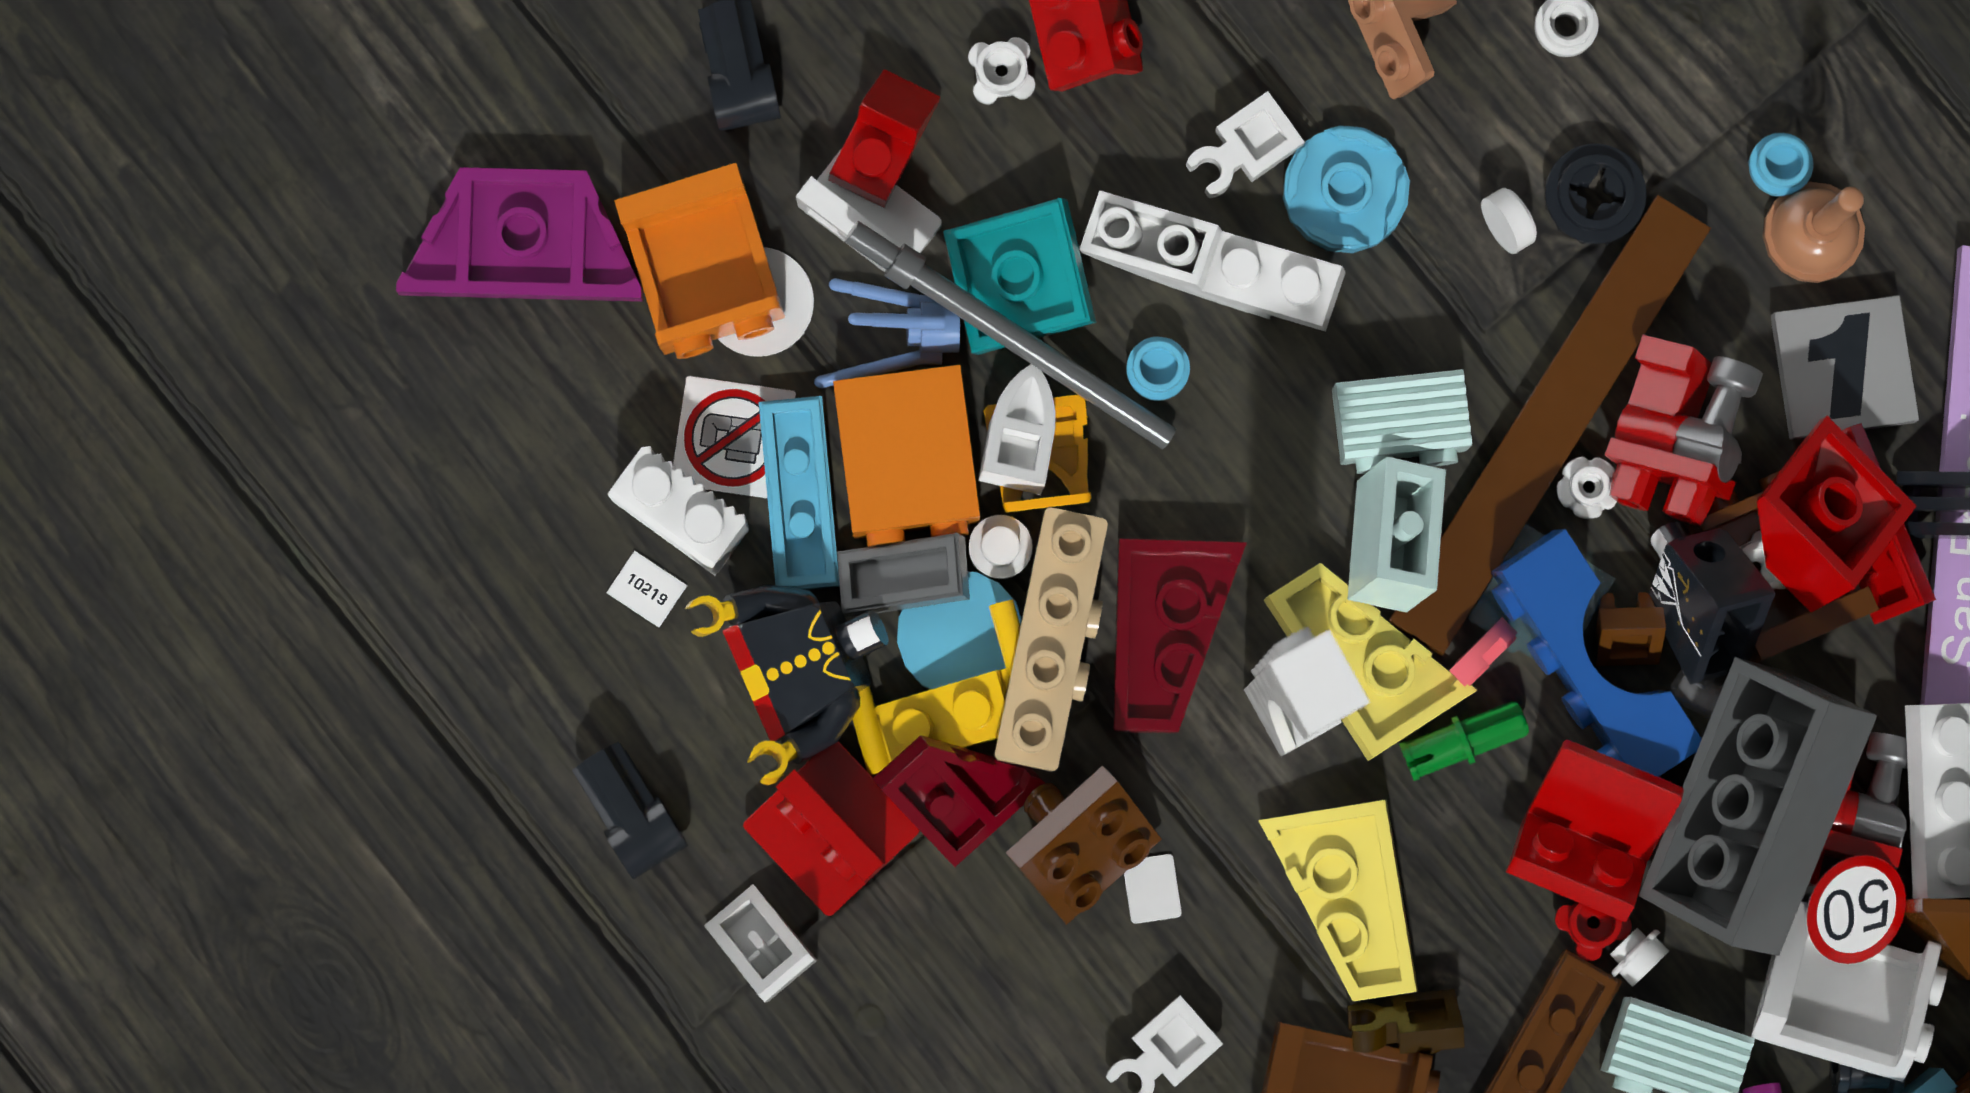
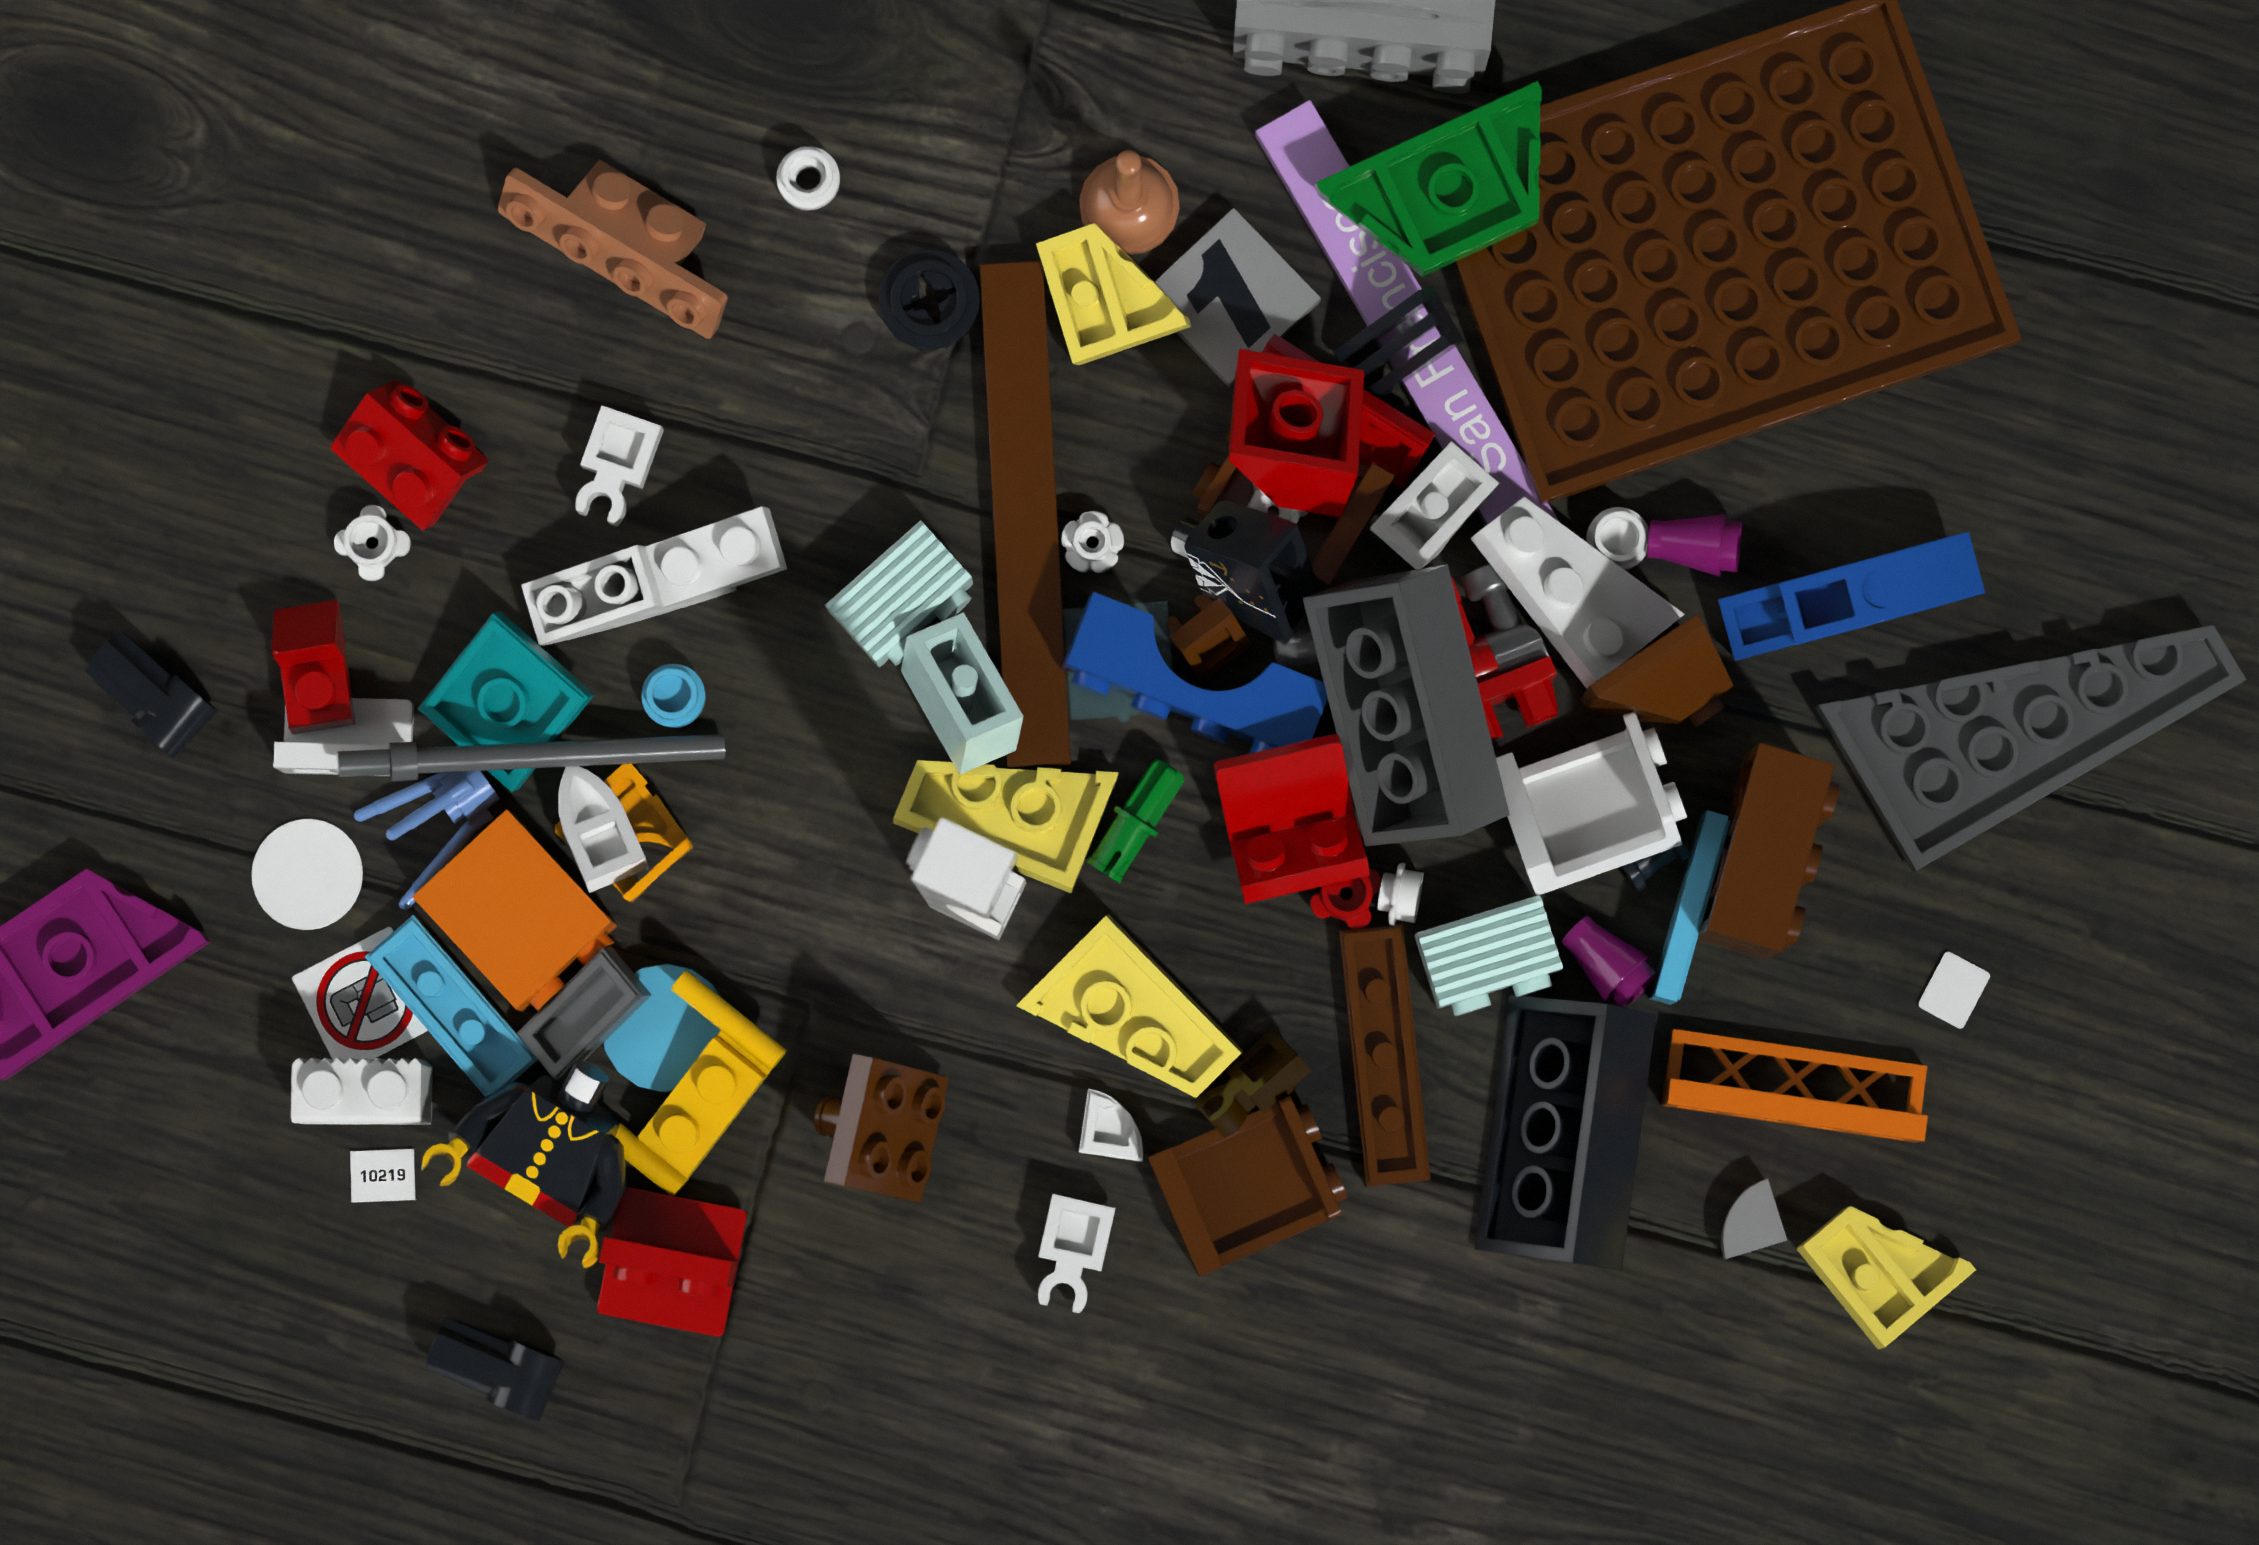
camera: 30 degrees left, 0 degrees up
(701, 261) = (234, 875): orange panel -> none
(760, 943) = (682, 1399): white slope -> none
(955, 793) = (752, 1161): dark red wing -> none
(1000, 546) = (647, 933): white plate -> none
(1051, 640) = (736, 972): tan bracket -> none
(1153, 890) = (971, 1123): white sticker -> none
(1164, 625) = (827, 901): dark red wing -> none
(1262, 975) = (1109, 1129): none -> white tile
(1346, 189) = (723, 440): medium azure tile -> none
(1484, 652) = (1101, 738): coral tile -> none
(1509, 220) = (873, 371): white tile -> none
(1666, 440) = (1130, 460): red hips -> none
(1742, 292) = (1104, 295): none -> light yellow wing
(1780, 164) = (1063, 168): medium azure plate -> none
(1856, 909) = (1547, 731): sticker -> none
(1894, 658) = (1434, 506): none -> white slope

